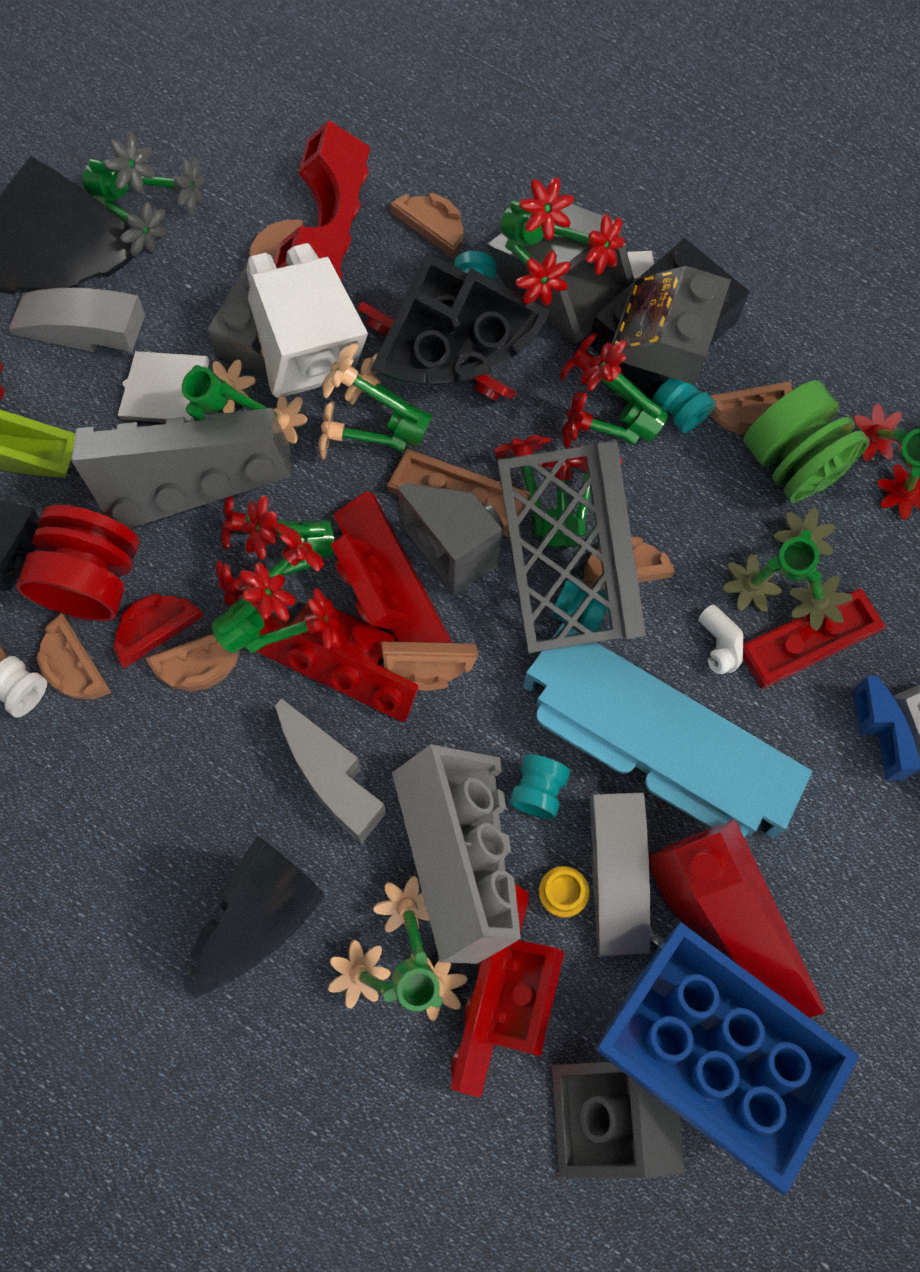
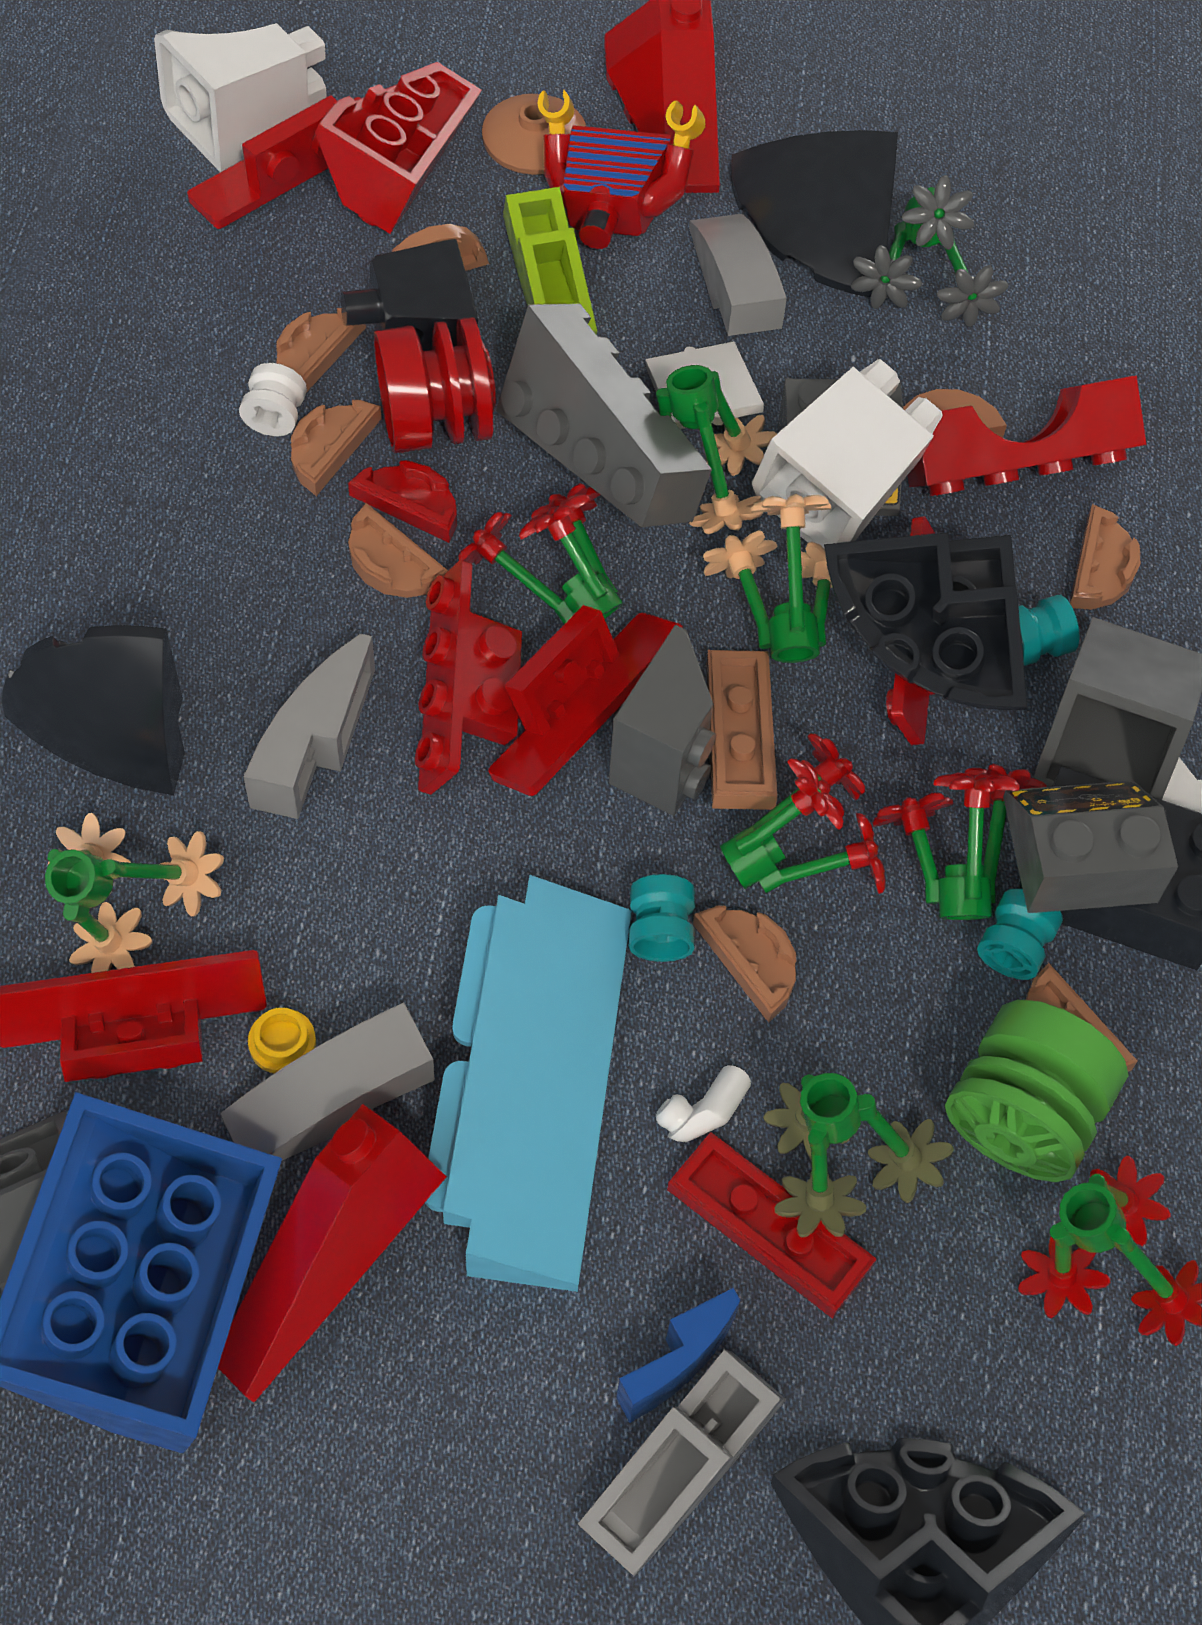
camera: 65 degrees right, 10 degrees down
(243, 622) = (442, 553): plant -> none
(429, 663) = (494, 774): nougat tile -> none
(460, 850) = (280, 886): light grey wedge -> none
(539, 786) = (399, 958): teal wheel -> none
(542, 217) = (1122, 632): red plant -> none
(613, 540) = (743, 887): dark grey fence -> none

